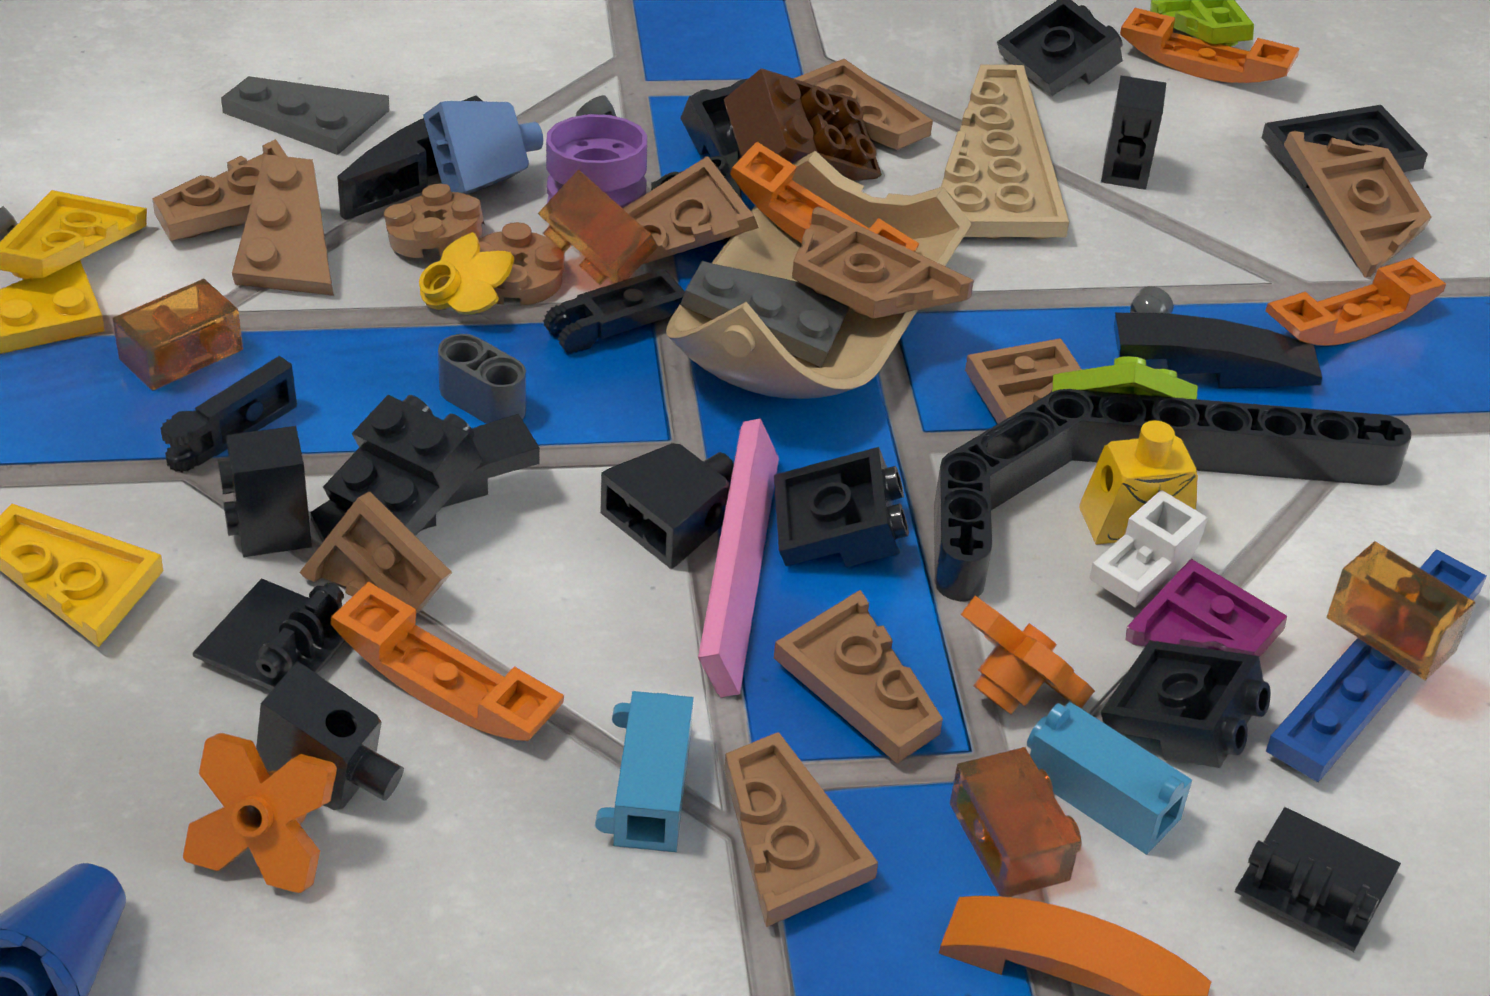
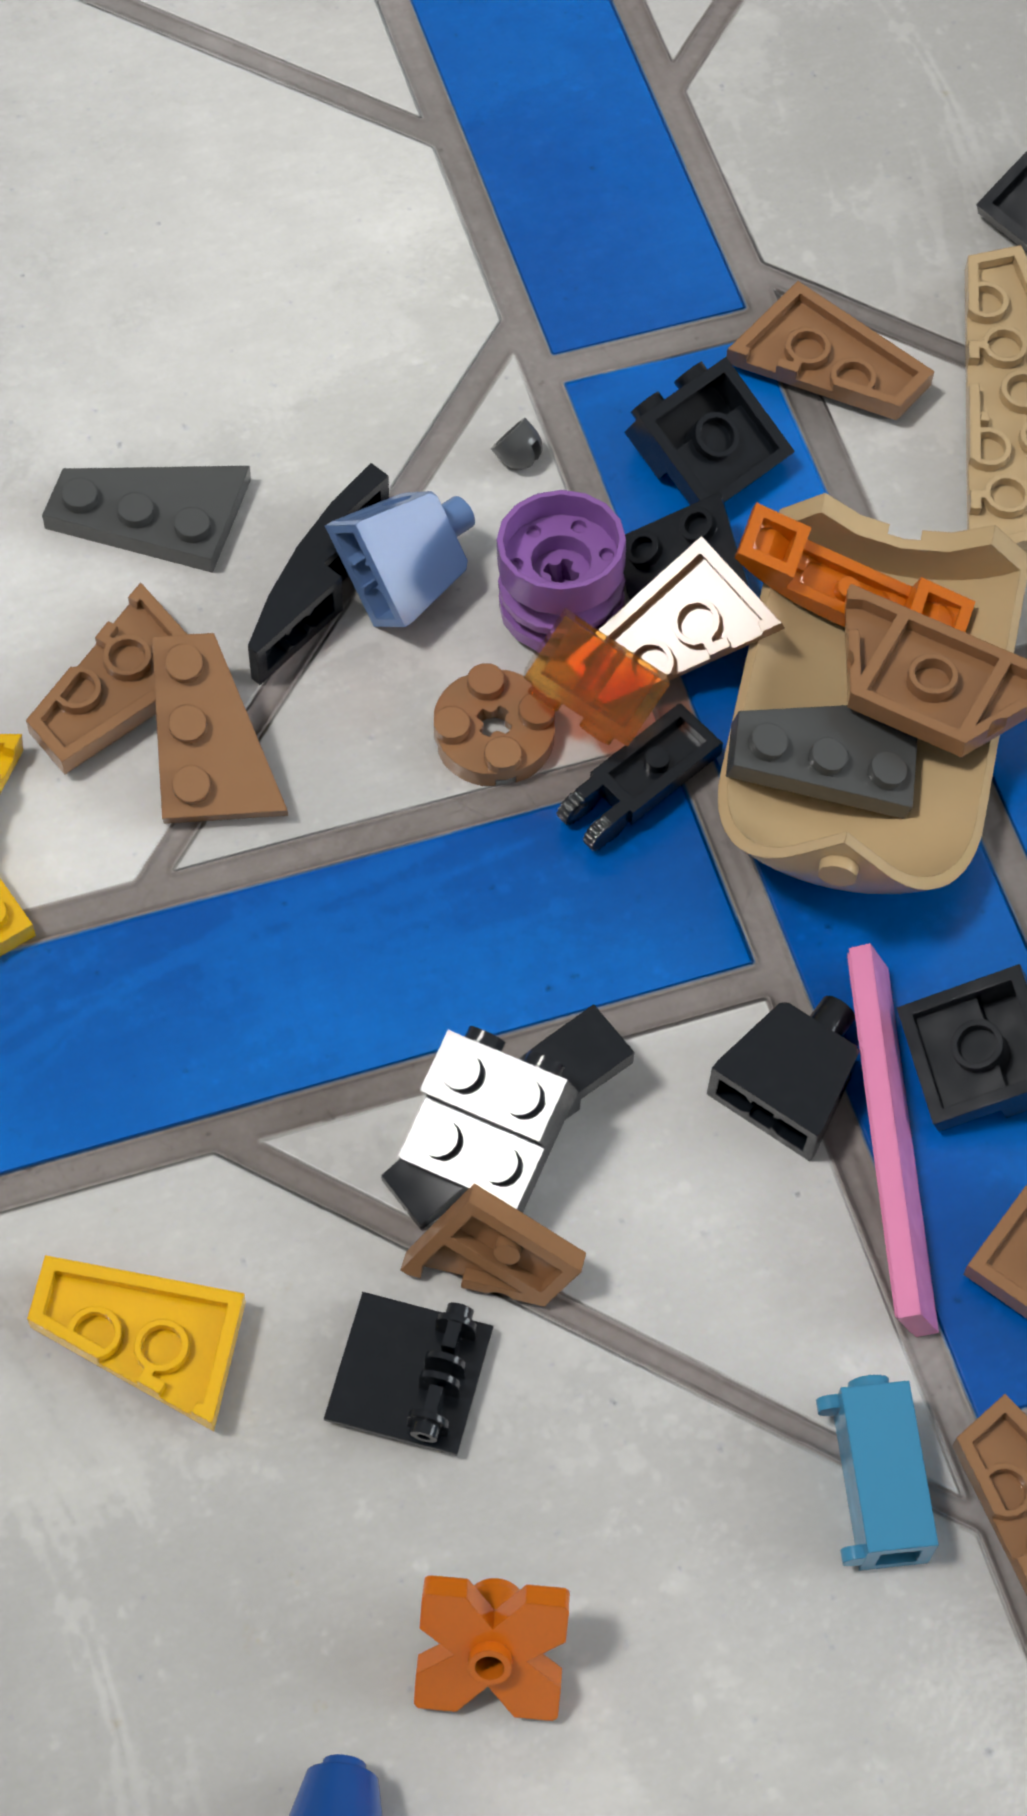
camera: 10 degrees left, 20 degrees up
(178, 334) = (138, 940): clear orange brick -> none
(237, 409) = (242, 1057): black hinge -> none
(268, 491) = (341, 1185): black brick -> none
(323, 722) = (501, 1531): black torso -> none
(432, 220) = (374, 652): medium nougat plate -> none
(440, 675) = (615, 1387): orange slope -> none
(465, 277) = (459, 767): yellow plate -> none
(481, 378) = (525, 925): dark grey beam -> none
(801, 119) = (787, 440): reddish brown slope -> none

